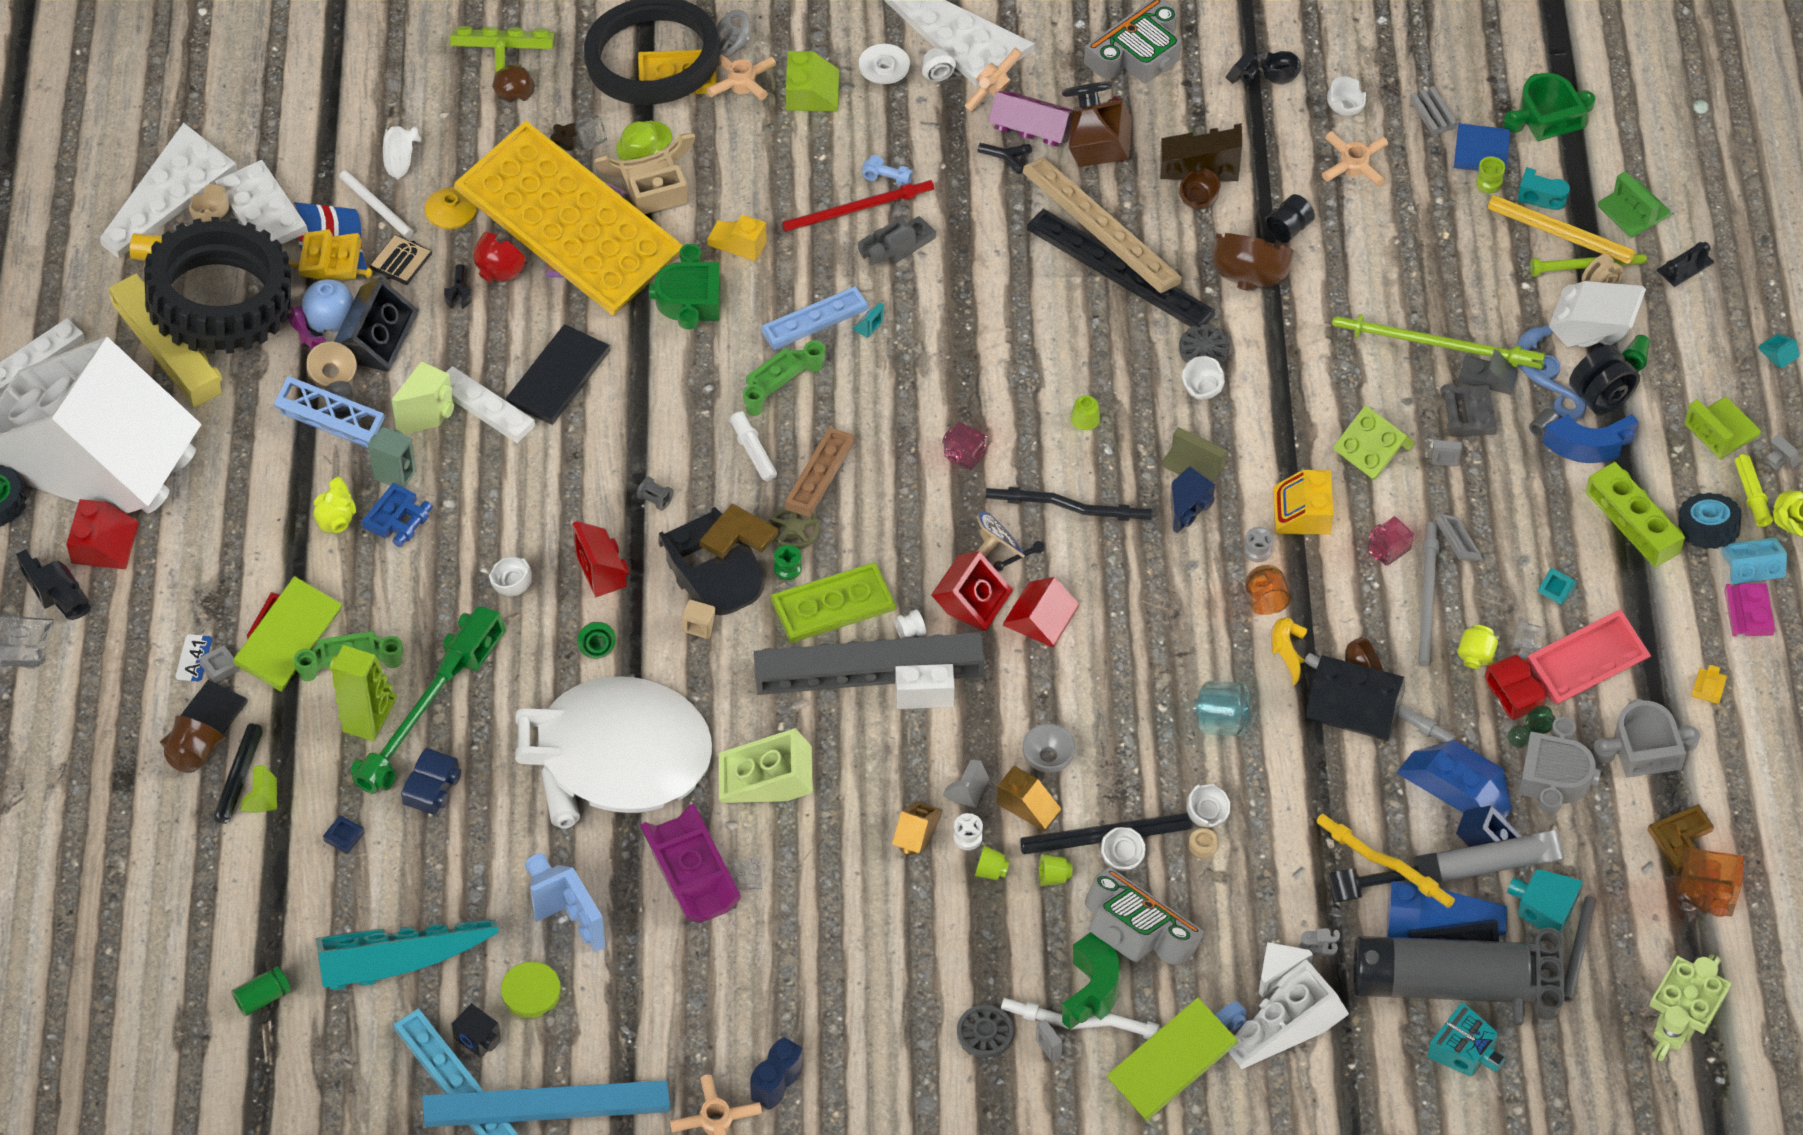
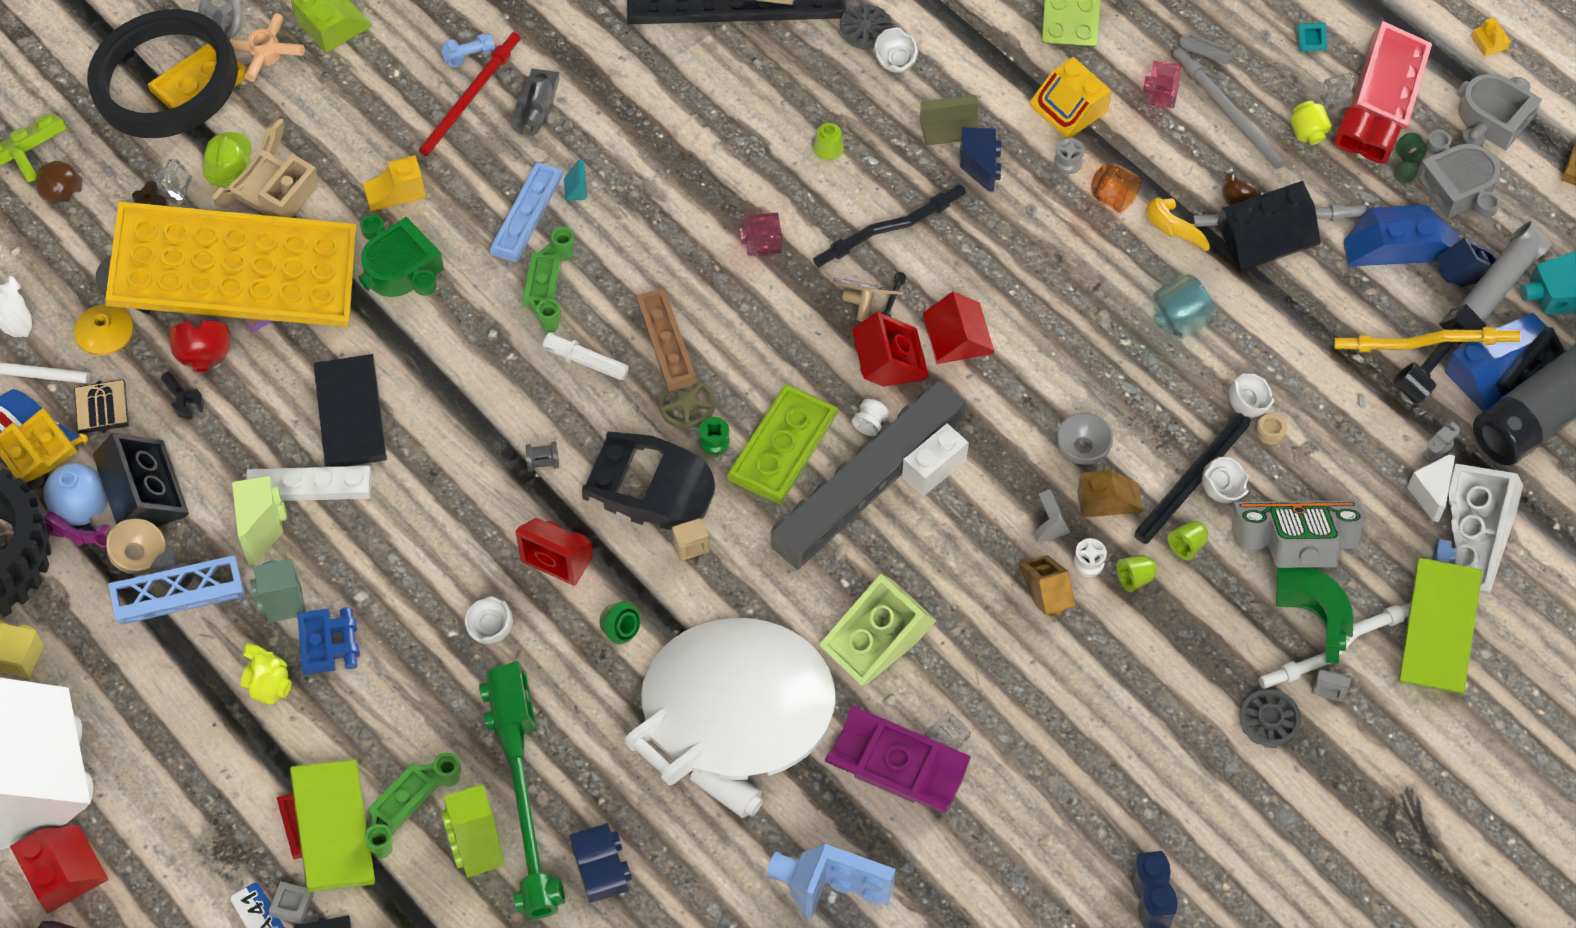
camera: 40 degrees left, 5 degrees up
(737, 525) = (652, 431): pearl gold tile -> none

